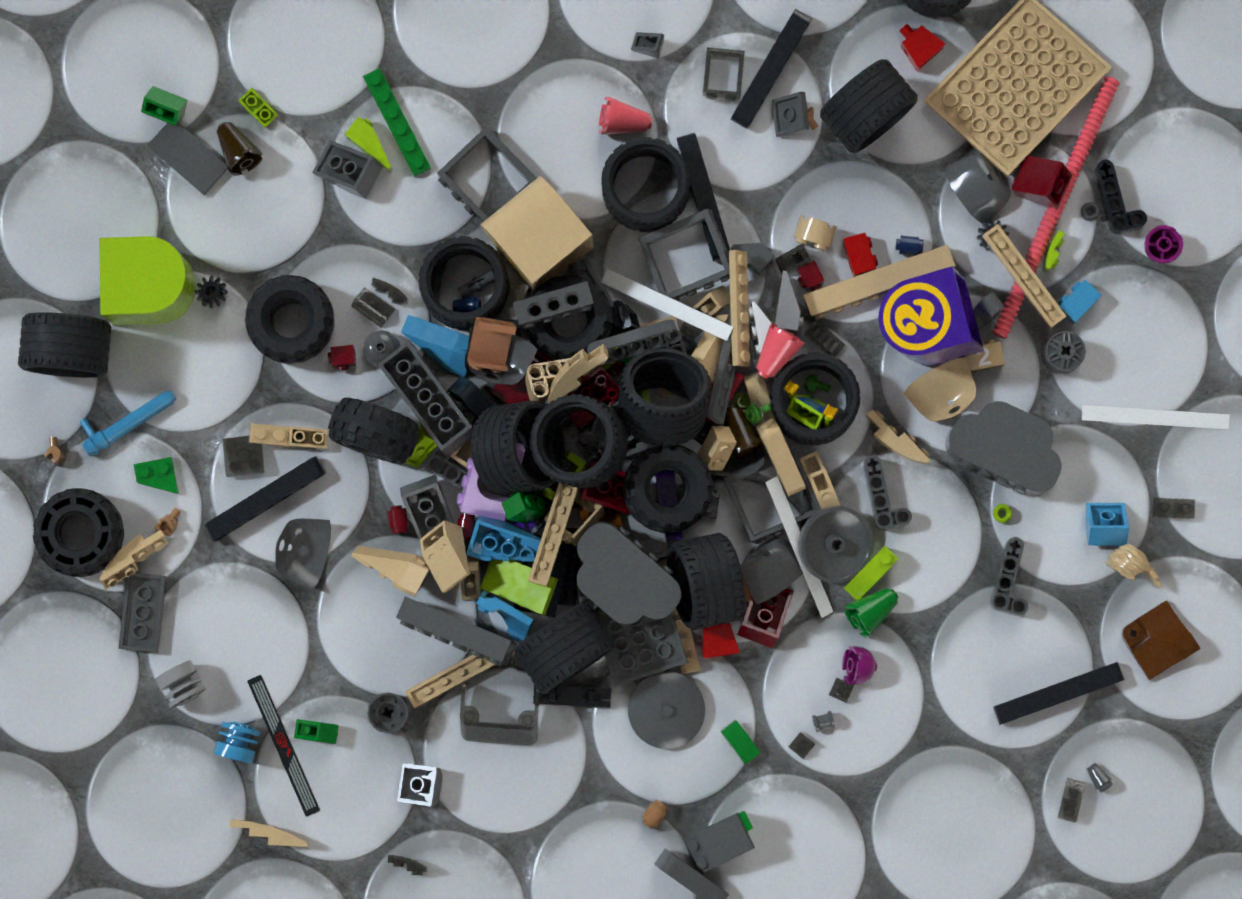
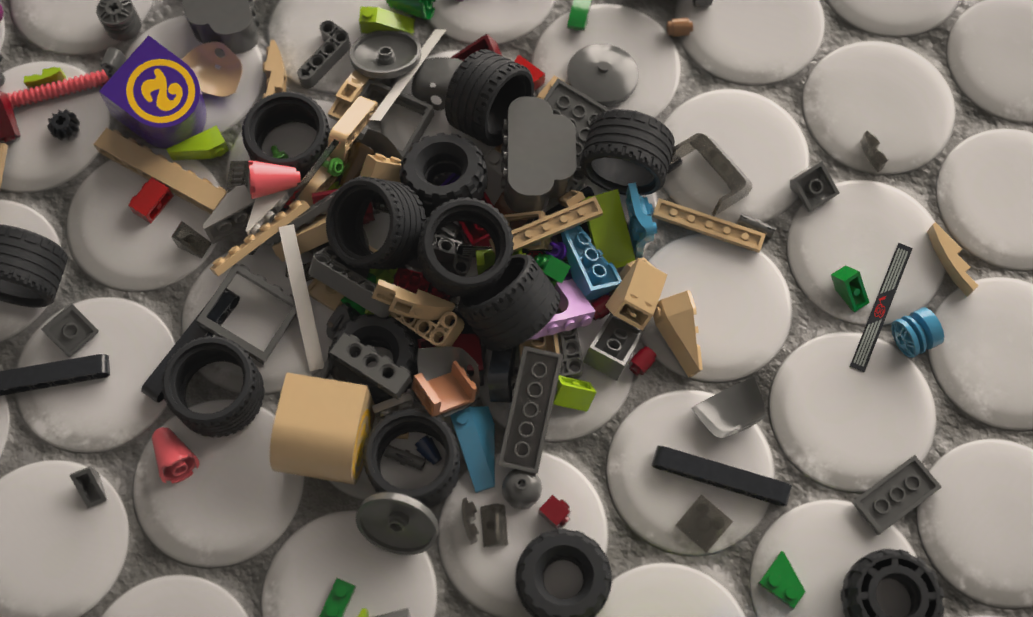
camera: 135 degrees left, 15 degrees down
(125, 560) = (875, 540): tan slope -> none
(168, 523) = (812, 537): medium nougat piece -> none
(180, 684) = (920, 411): light grey wheel -> none
(288, 436) = (656, 500): tan slope -> none
(373, 430) = (595, 423): black tyre -> none
(397, 718) = (790, 237): dark grey wheel -> none
(424, 233) = (397, 523): none -> dark grey dish
(428, 710) = (757, 225): none -> dark grey pin
(455, 630) = (685, 243): dark grey brick -> none
(457, 193) = (276, 515): dark grey window -> none
(532, 526) = (558, 250): none -> dark purple plate
(565, 573) = (571, 198): none -> tan tile
(714, 301) = (272, 269): tan slope -> none
(725, 55) = (50, 404): clear smoke window -> none
(758, 256) = (203, 266): dark grey slope -> none
(809, 409) = (299, 131): lime torso -> none
(810, 277) = (195, 217): dark red brick -> none
(814, 232) = (157, 239): tan brick -> none
(872, 340) = (204, 145): none -> lime slope
(909, 245) = (115, 172): dark blue brick -> none
(975, 190) = (31, 162): dark grey piece -> none
(1024, 276) = (77, 77): tan plate -> none
(1079, 301) = (72, 37): dark azure brick -> none

